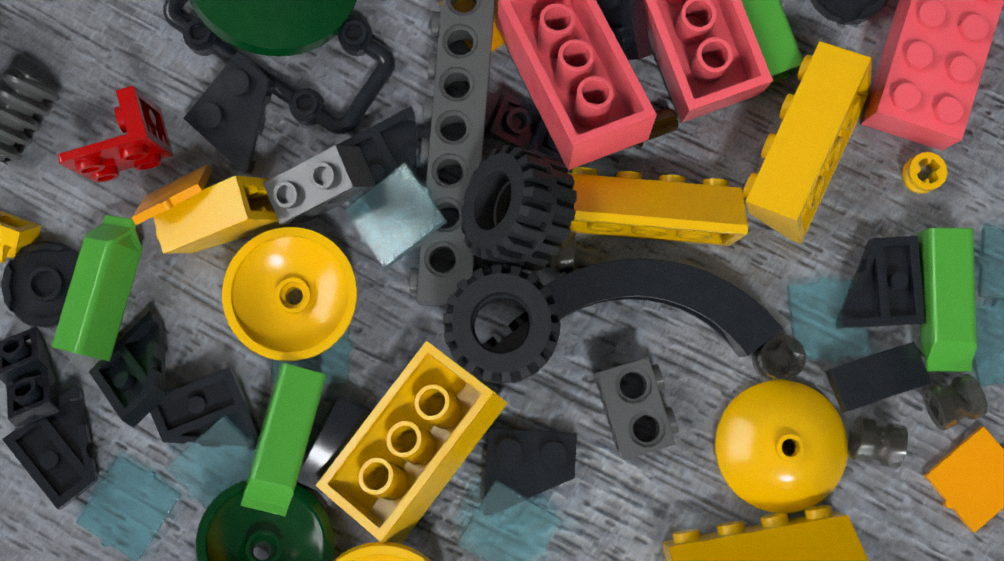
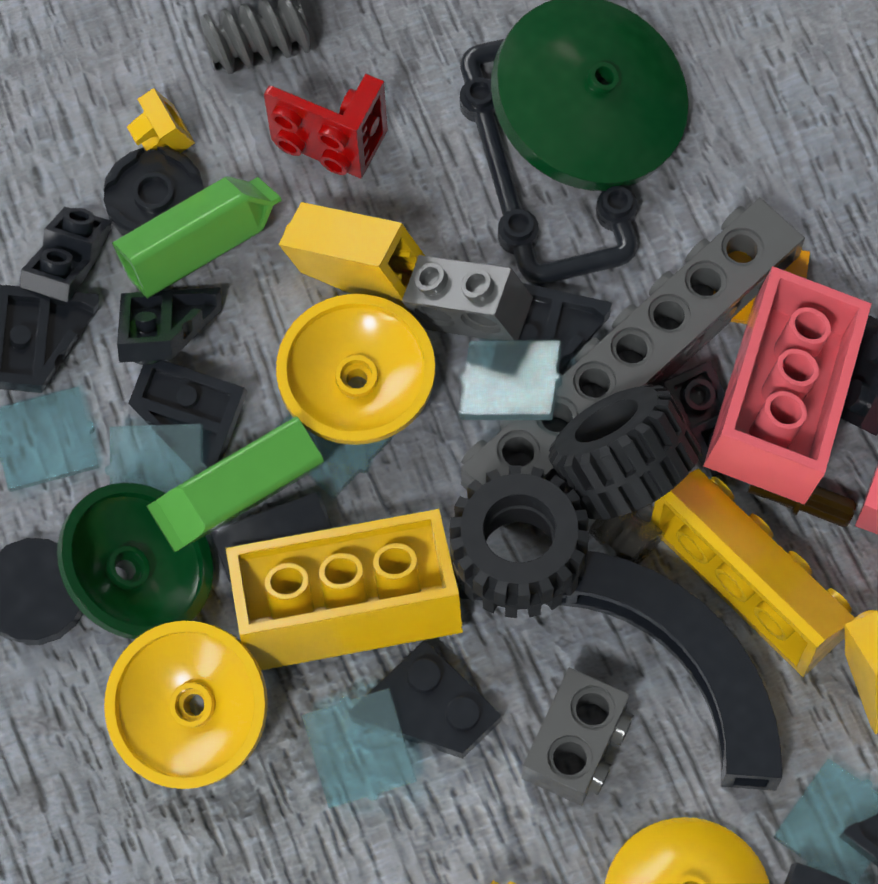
camera: 45 degrees right, 15 degrees down
(172, 194) = (332, 202): light orange piece -> none
(234, 111) = (450, 180): black wing -> none
(787, 358) = (763, 802): clear smoke wheel -> none

